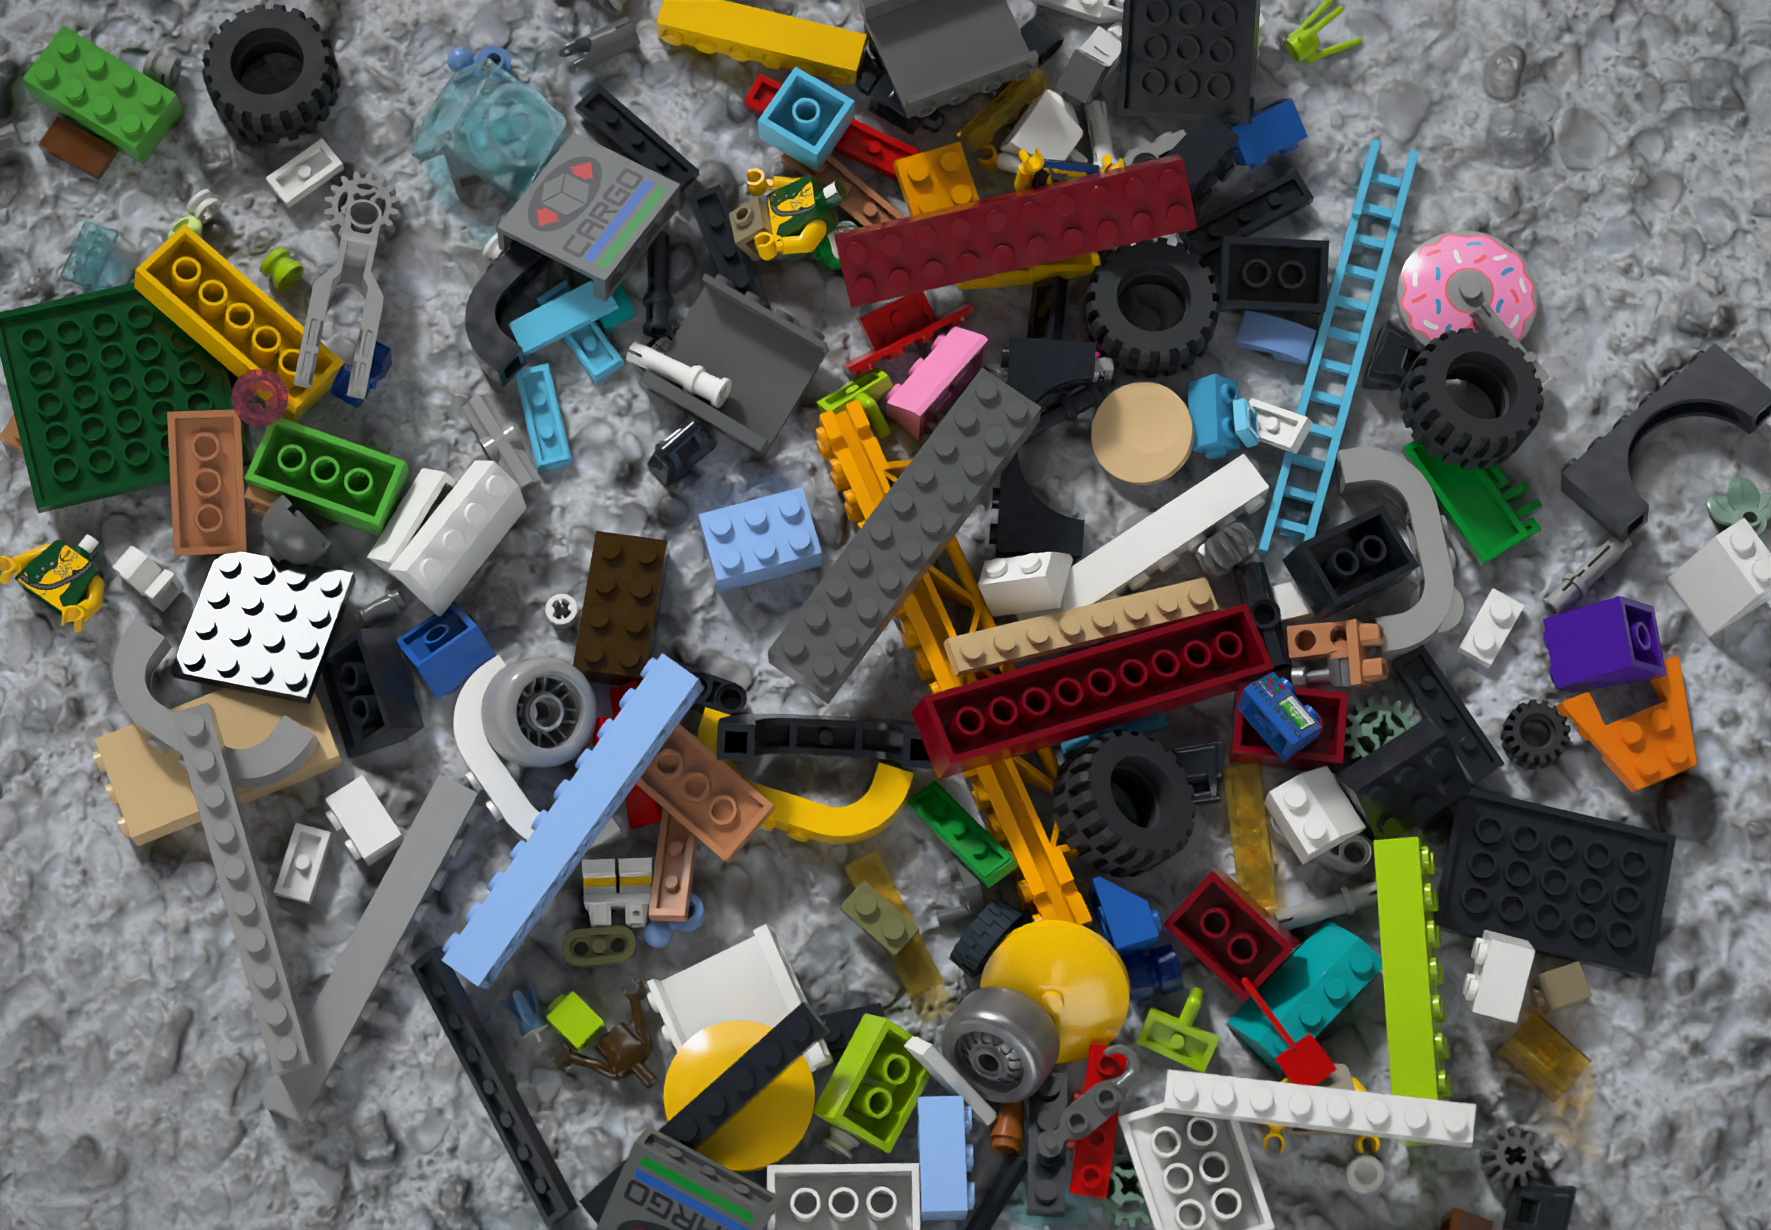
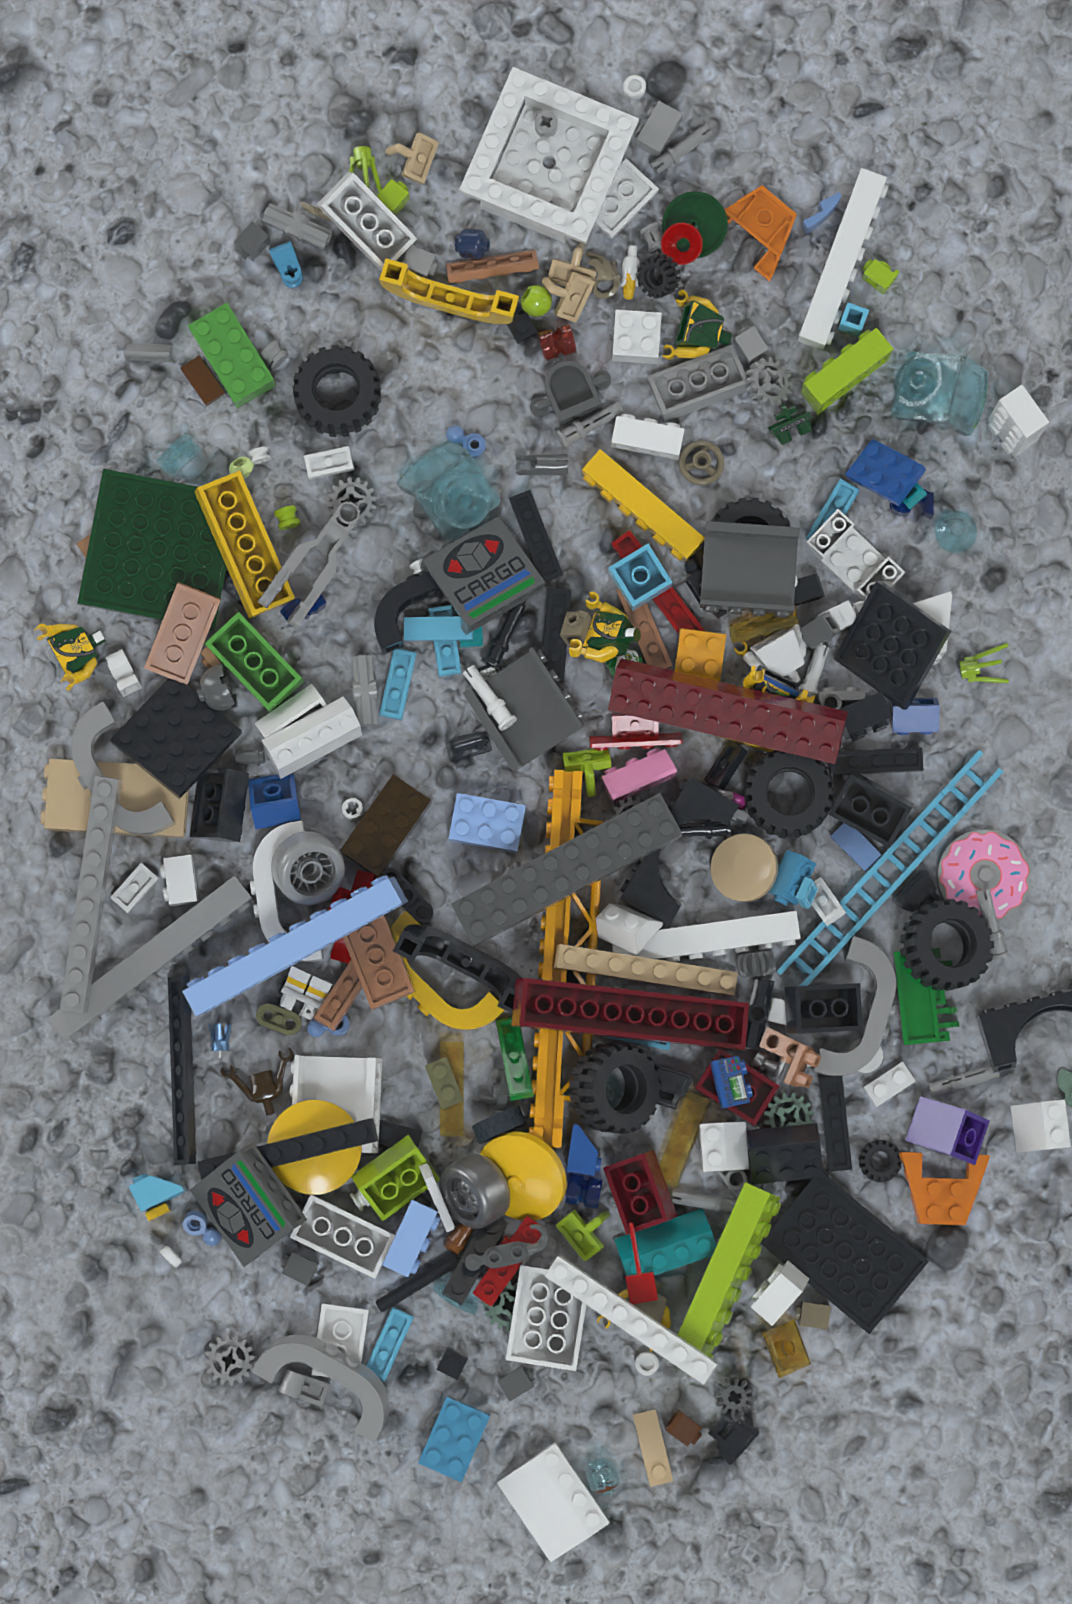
camera: 30 degrees right, 10 degrees up
(246, 389) = (227, 608): clear pink gear -> none
(575, 1021) = (244, 1056): lime brick -> none

